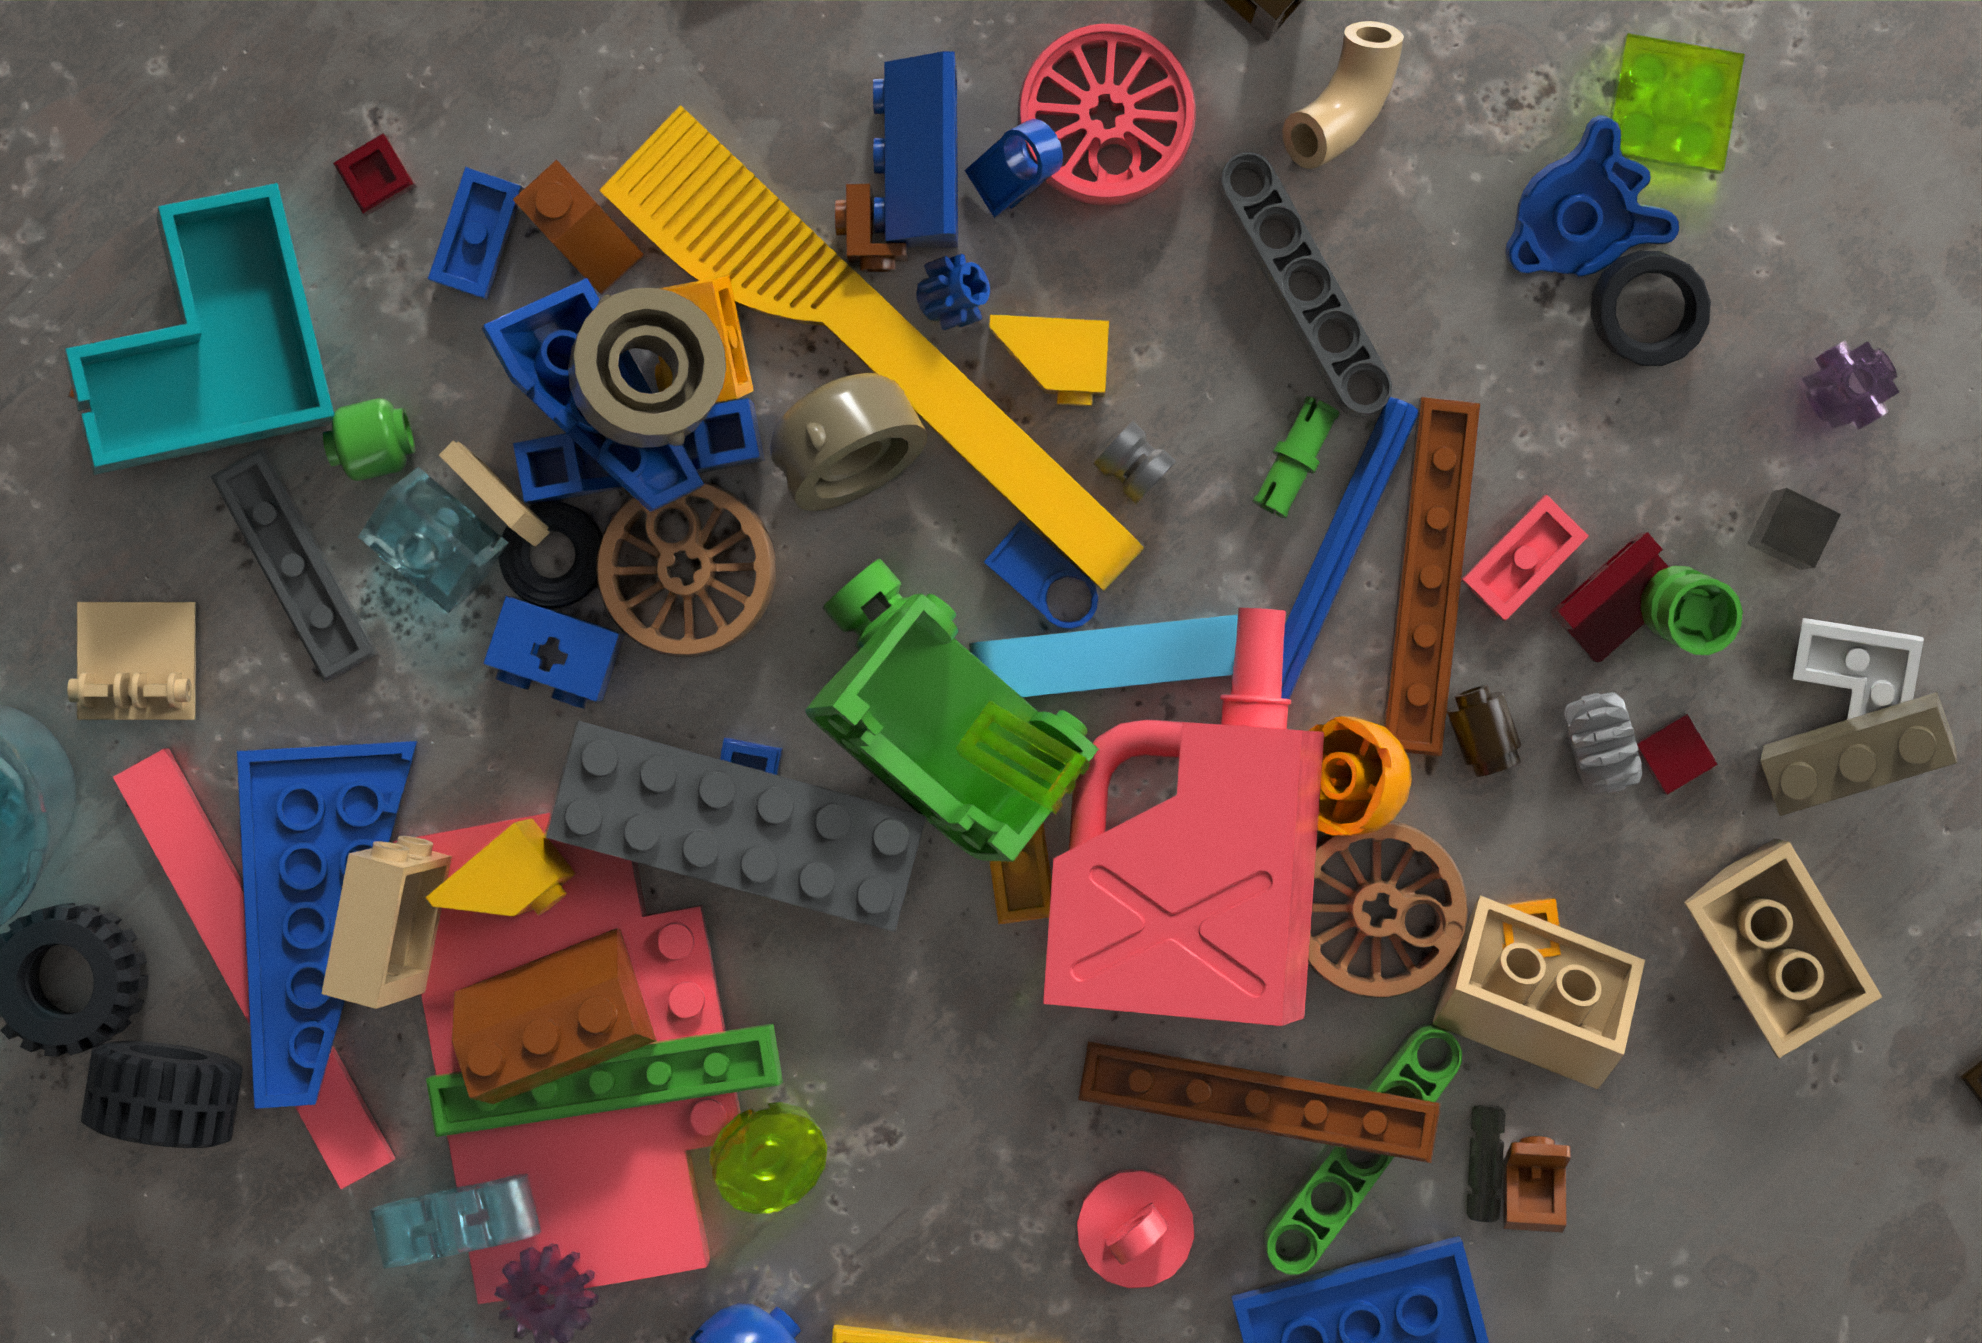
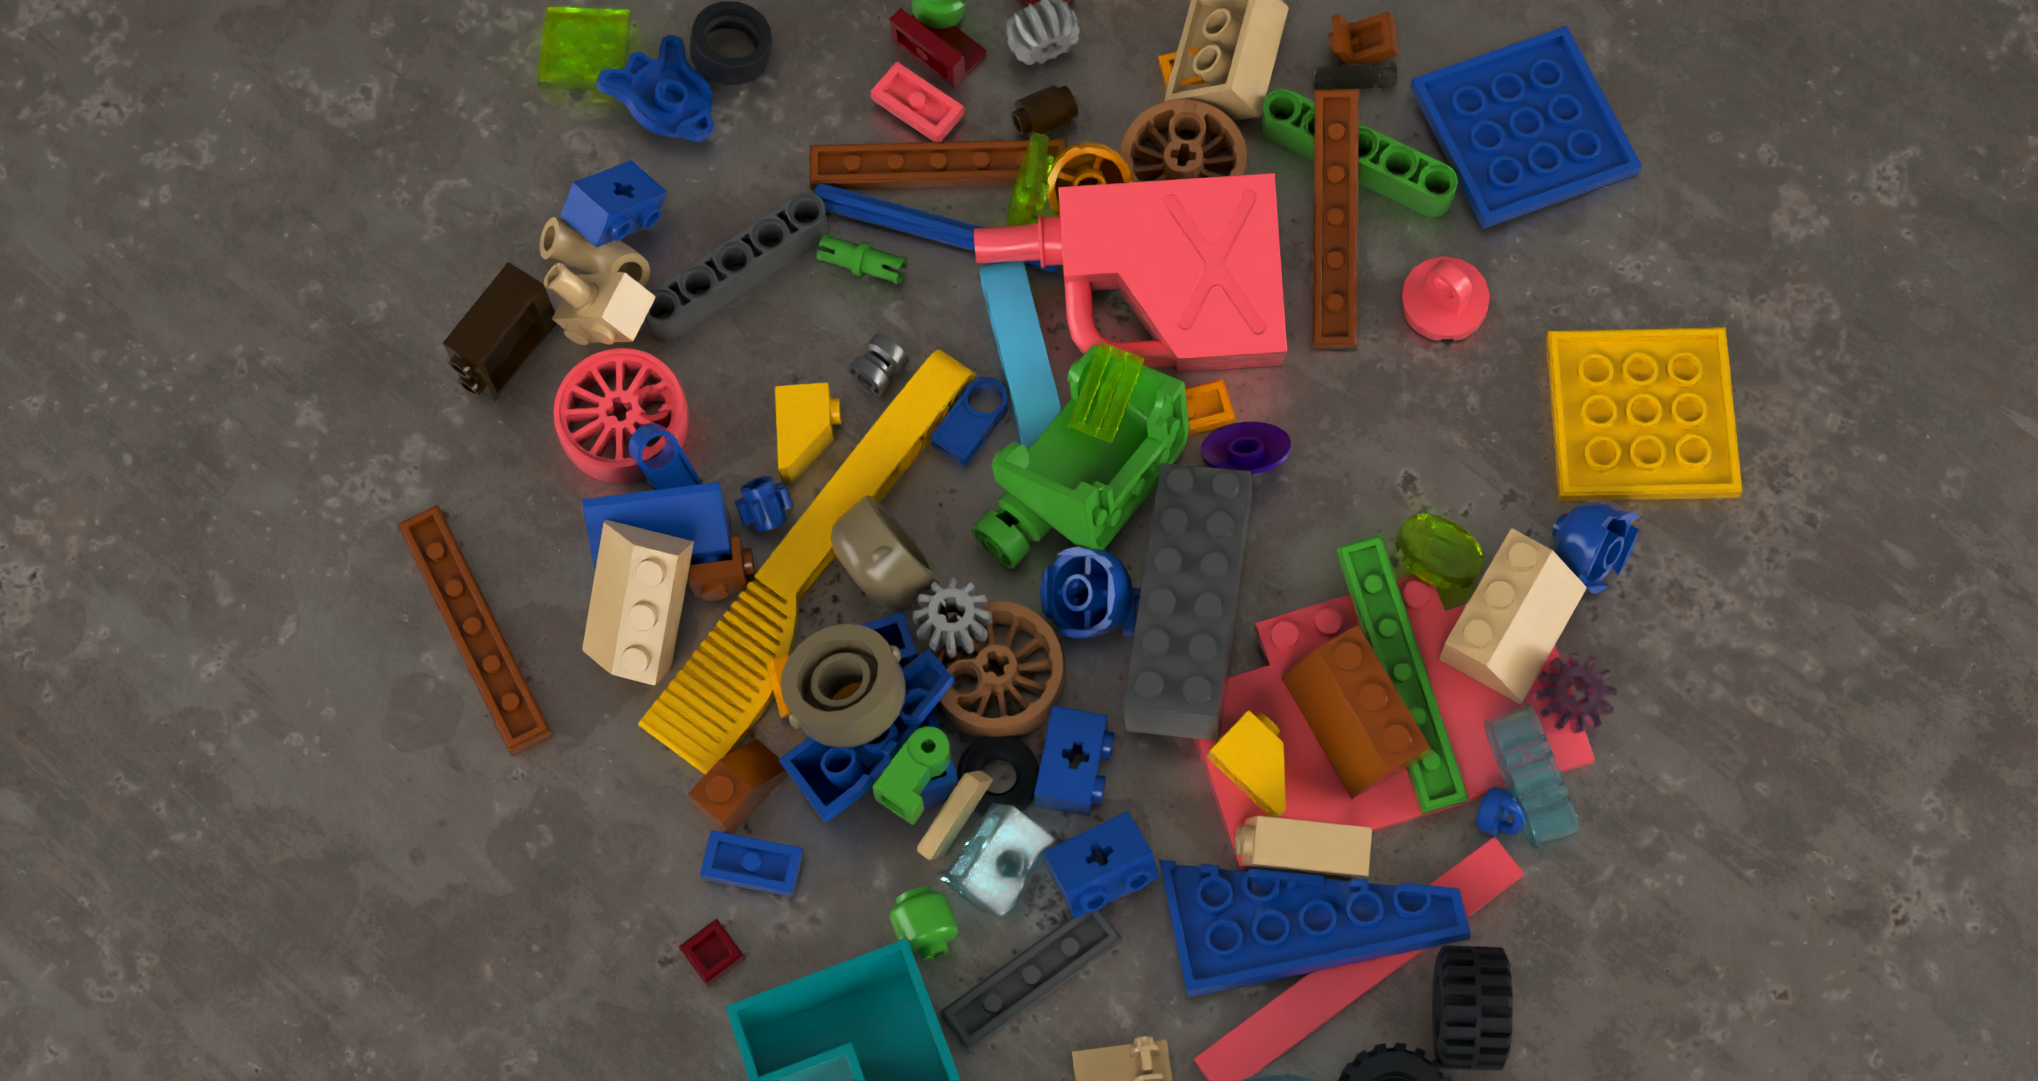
camera: 90 degrees left, 20 degrees down
(409, 637) = (1101, 865): none -> blue brick
(418, 1165) = (1495, 811): none -> blue tile
(550, 460) = (918, 760): none -> bright green leg
(654, 1233) = (1514, 617): none -> tan slope
(729, 502) = (934, 617): none -> light grey gear
(763, 696) = (1086, 592): none -> blue cylinder
(822, 113) = (636, 601): none -> tan slope
(965, 931) = (1246, 447): none -> dark purple dish
(1254, 94) = (598, 305): none -> tan brick
(1347, 689) = (1029, 190): none -> clear neon green plate
(1409, 126) = (613, 204): none -> blue brick

